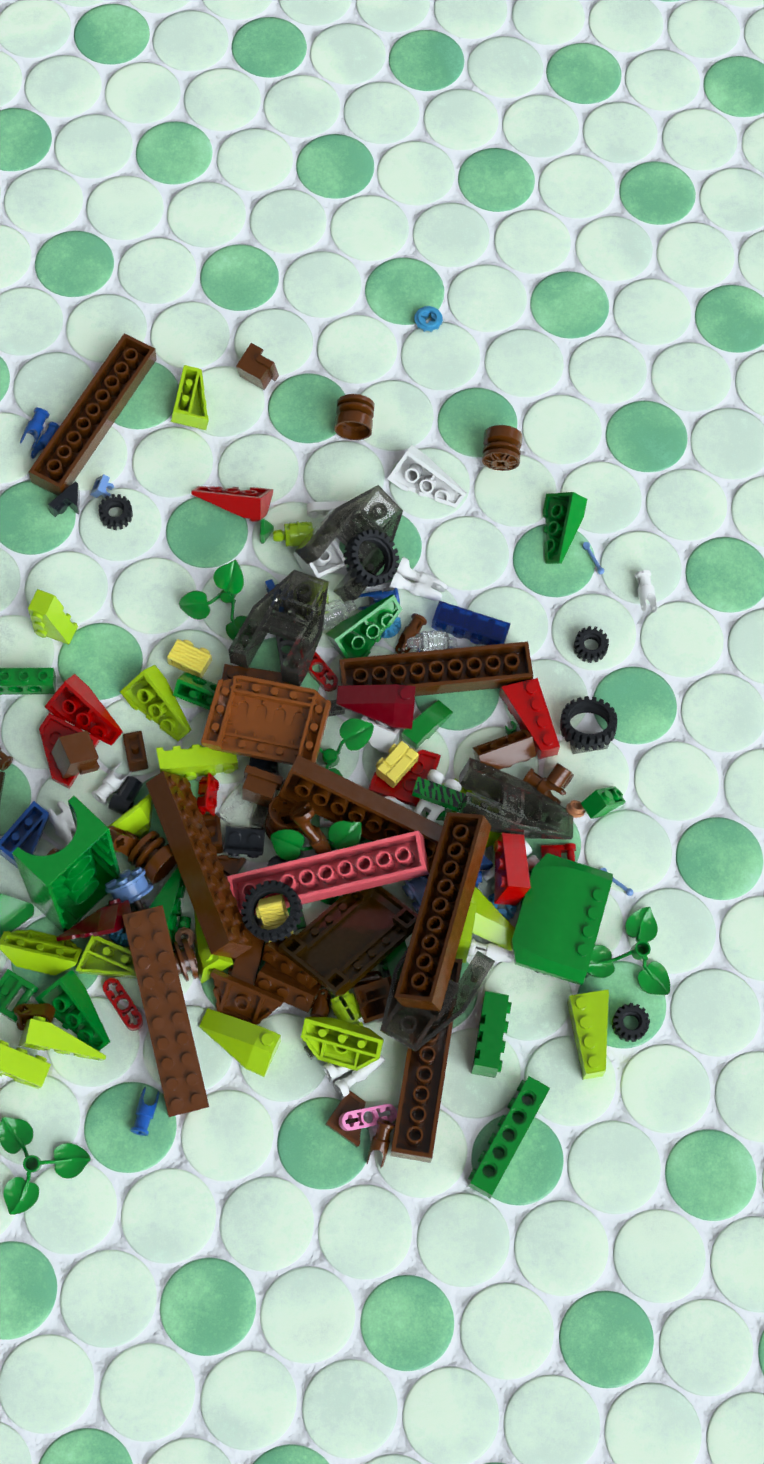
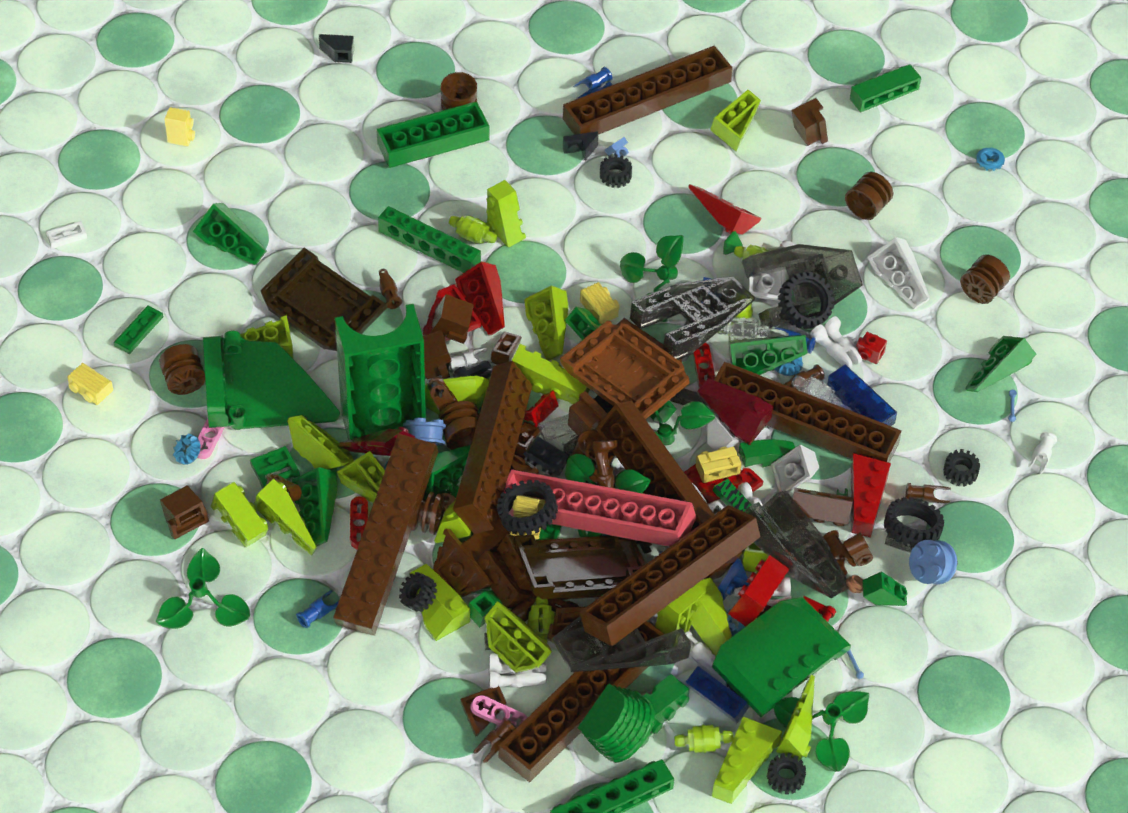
camera: 35 degrees right, 15 degrees down
(28, 646) = (472, 229): none -> lime piece
(83, 793) = (436, 355): none -> reddish brown plate
(214, 1048) = (410, 589): none -> black tyre
(289, 1022) = (481, 606): none -> green slope
(296, 294) = (885, 88): none -> green brick
(448, 569) = (871, 347): none -> red brick
(460, 729) = (794, 468): none -> white slope
(479, 1067) = (618, 723): none -> green piece
(533, 985) = (717, 694): none -> clear blue brick
(547, 1033) = (703, 738): none -> lime piece
(577, 686) = (924, 492): none -> reddish brown piece
(615, 971) = (798, 731): none -> lime wedge
(628, 753) = (933, 562): none -> medium blue wheel

